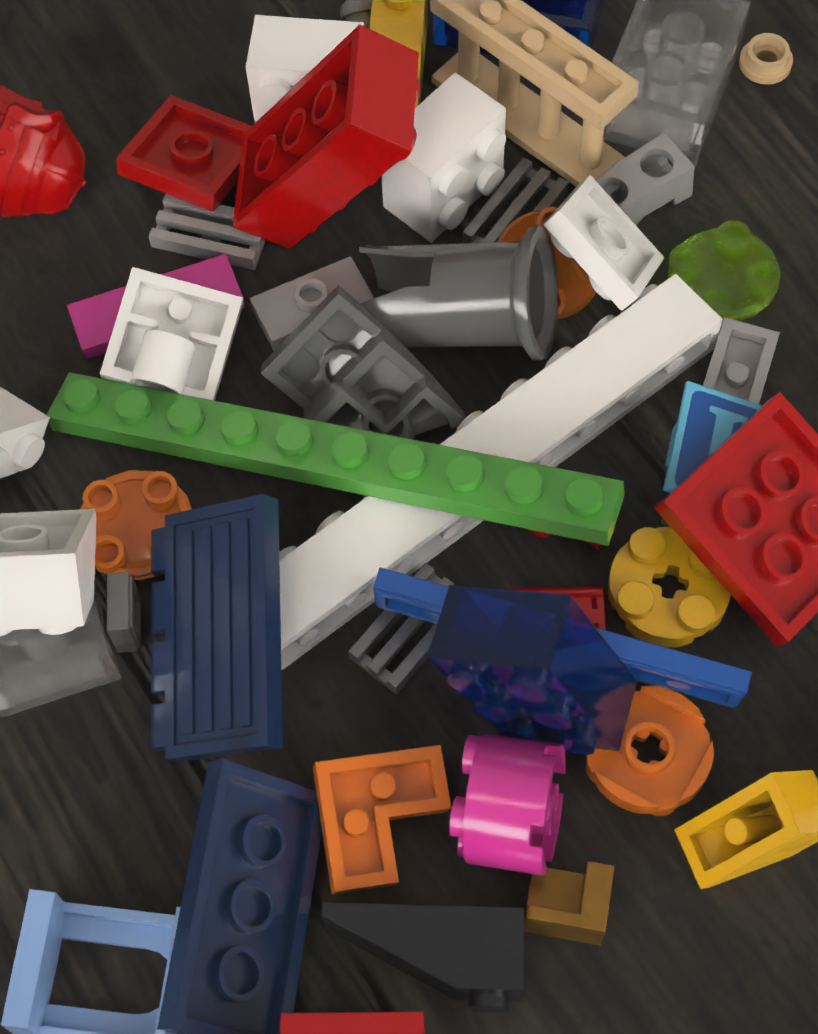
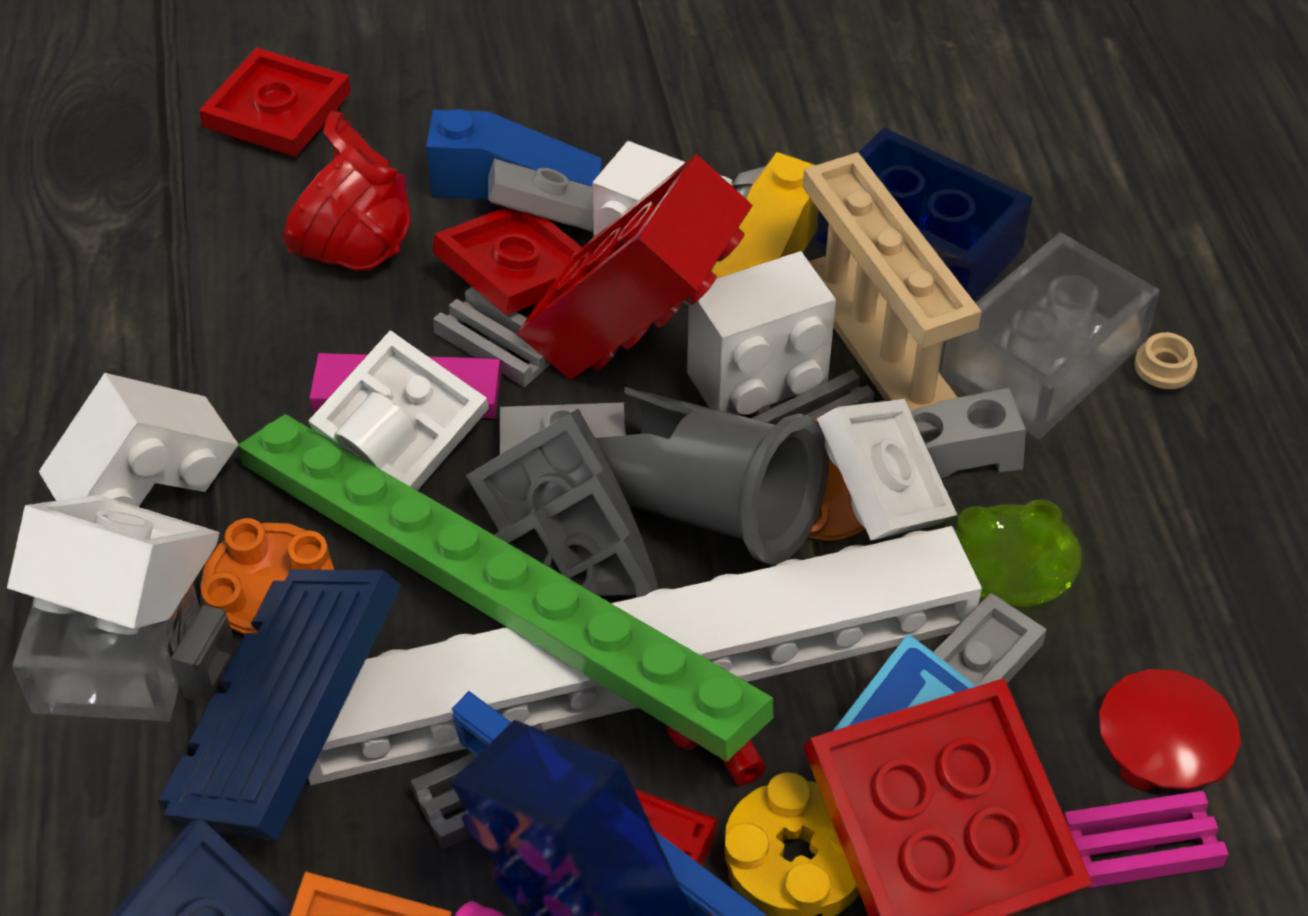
camera: 20 degrees right, 15 degrees down
(130, 61) = (466, 142): none -> blue slope
(188, 83) = (541, 193): none -> light grey plate

